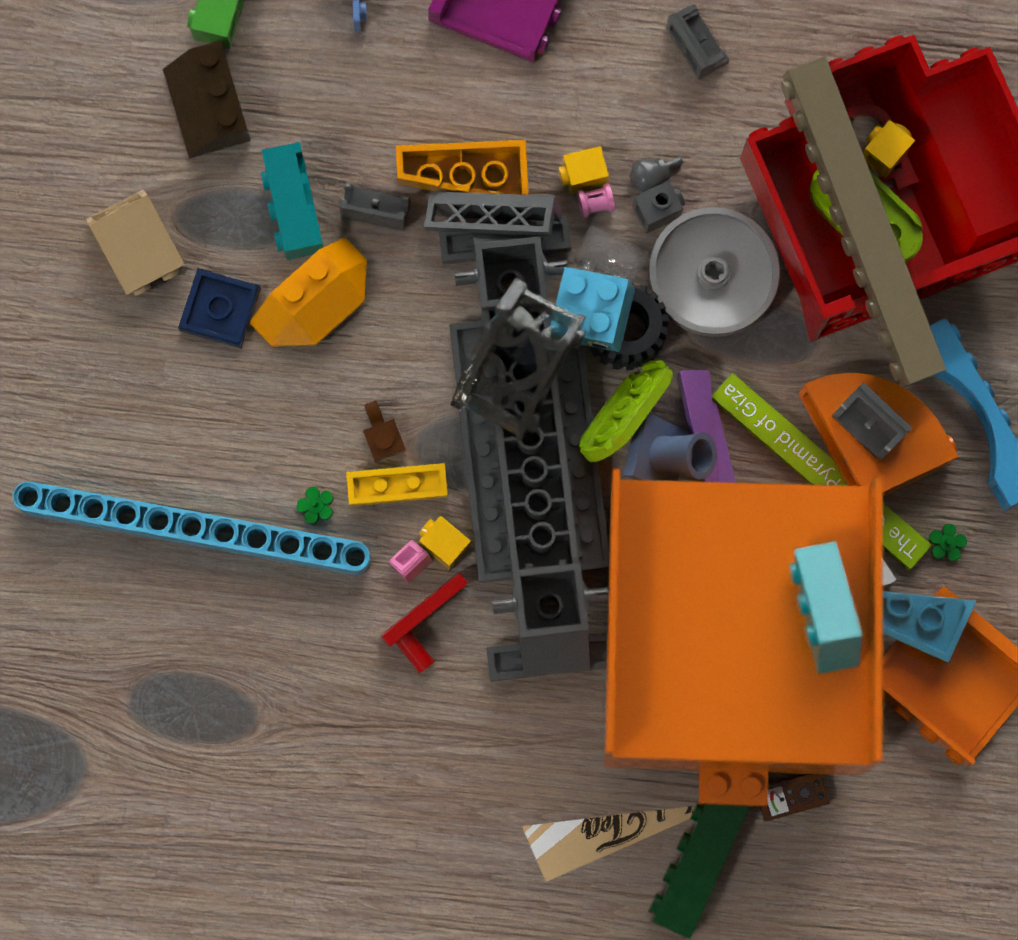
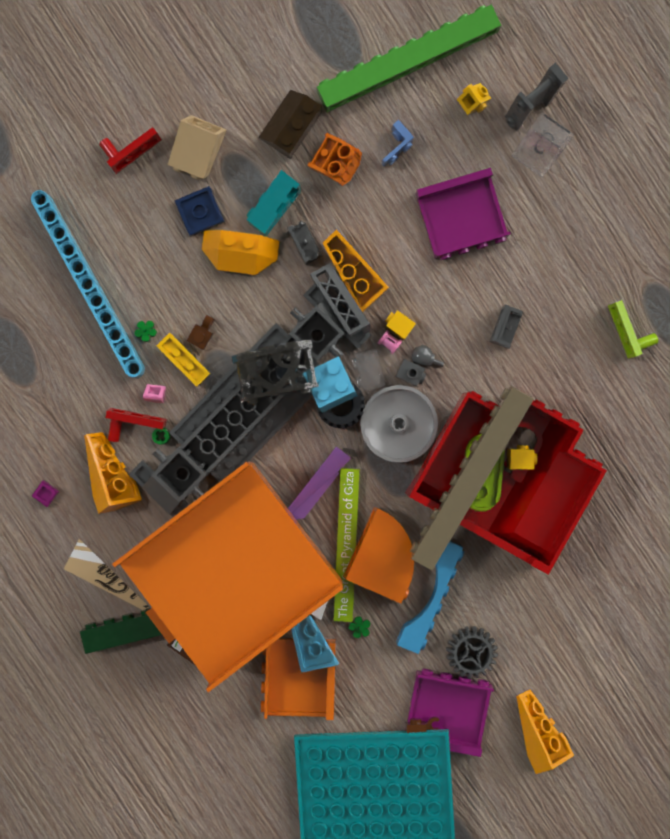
camera: 50 degrees right, 10 degrees up
(67, 351) = (130, 153): none -> red piece
(302, 80) = (336, 159): none -> orange slope
(422, 820) = (45, 493): none -> magenta tile
(444, 541) = (174, 402): yellow brick -> none
(480, 590) = (155, 436): none -> green bush
(481, 717) = (109, 480): none -> light orange wedge
(625, 411) = (298, 436): lime tile -> none
(664, 451) = (292, 470): sand blue plant -> none
(827, 607) = (264, 608): wedge -> none
(871, 421) = (382, 553): dark grey hinge -> none

